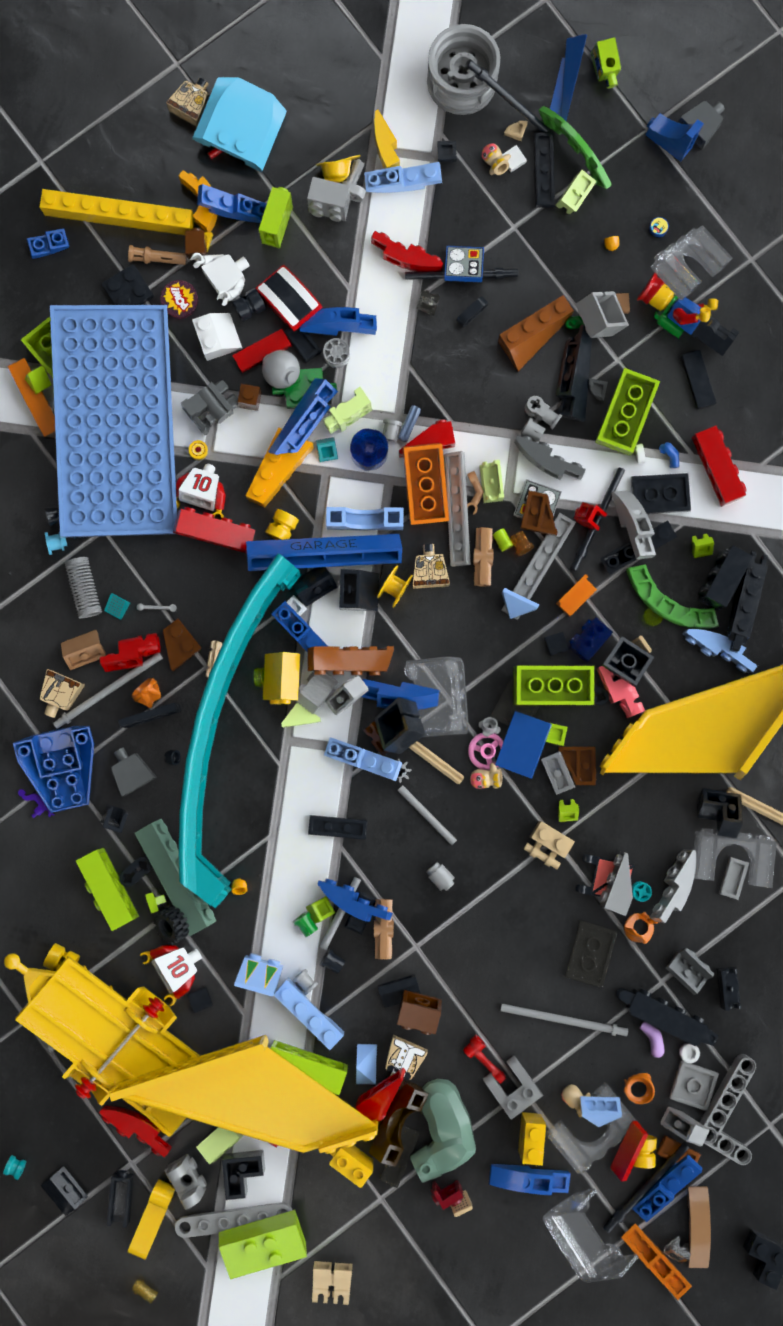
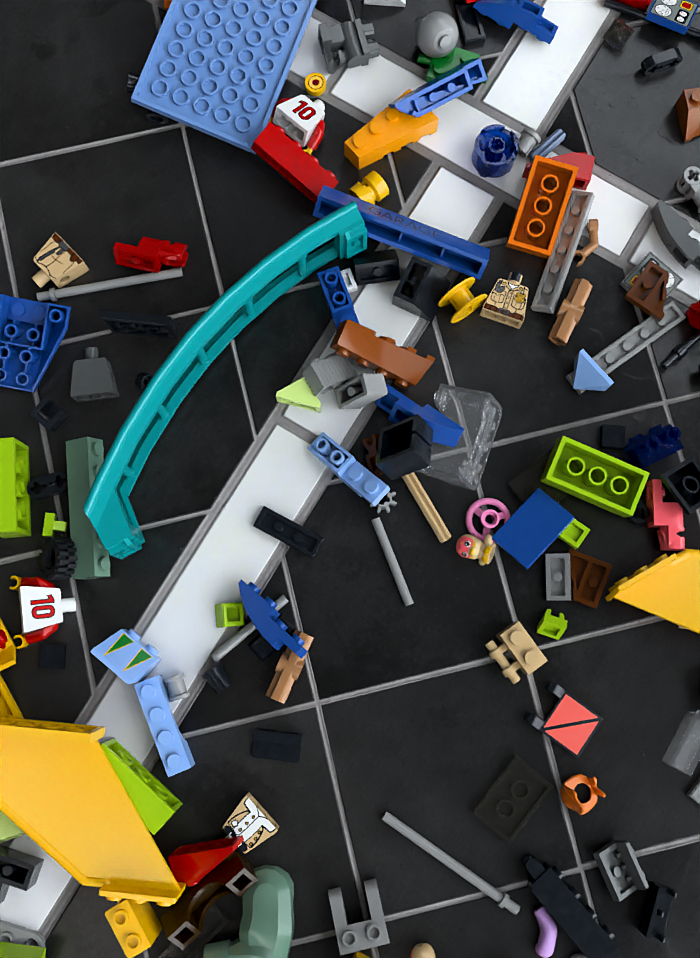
camera: 25 degrees right, 5 degrees down
(55, 542) = (126, 112): medium azure brick -> none
(82, 650) = (101, 232): medium nougat panel -> none
(89, 609) = (133, 171): light grey piece -> none
(116, 606) = (159, 202): teal slope -> none
(147, 693) = (149, 302): orange piece -> none
(172, 607) = (216, 229): light grey hinge -> none
(179, 644) = (206, 269): reddish brown wing -> none
(239, 886) = (151, 550): light orange hinge -> none
(249, 397) = (391, 51): reddish brown brick -> none
(256, 352) = (410, 15): red tile -> none
(259, 677) = (275, 336): clear neon green tile -> none
(281, 677) = (298, 343): yellow brick -> none
(305, 924) = (206, 623): green bush -> none
(326, 449) = (449, 138): teal slope -> none
(336, 353) = (501, 46): light grey wheel -> none
(348, 412) = (489, 104): yellowish green hips -> none
(350, 519) = (479, 228): light blue arch -> none
(366, 1064) = (203, 812): light blue slope -> none
(419, 1012) = (288, 779): reddish brown brick -> none
(440, 876) = (378, 635): light grey brick -> none
(474, 1049) = (333, 850): red brick -> none
(489, 722) = (502, 493): light grey plate -> none
(491, 481) = (612, 238): yellowish green hinge -> none
(502, 540) = (598, 303): lime piece -> none
(521, 543) = (618, 315): clear orange bush -> none
(530, 428) = (679, 203): light grey bush -> none
(576, 596) = (655, 394): orange panel -> none
(619, 888) = (576, 738): light grey slope -> none
(644, 892) = (603, 755): teal wheel -> none
(680, 881) = (649, 762): light grey slope -> none

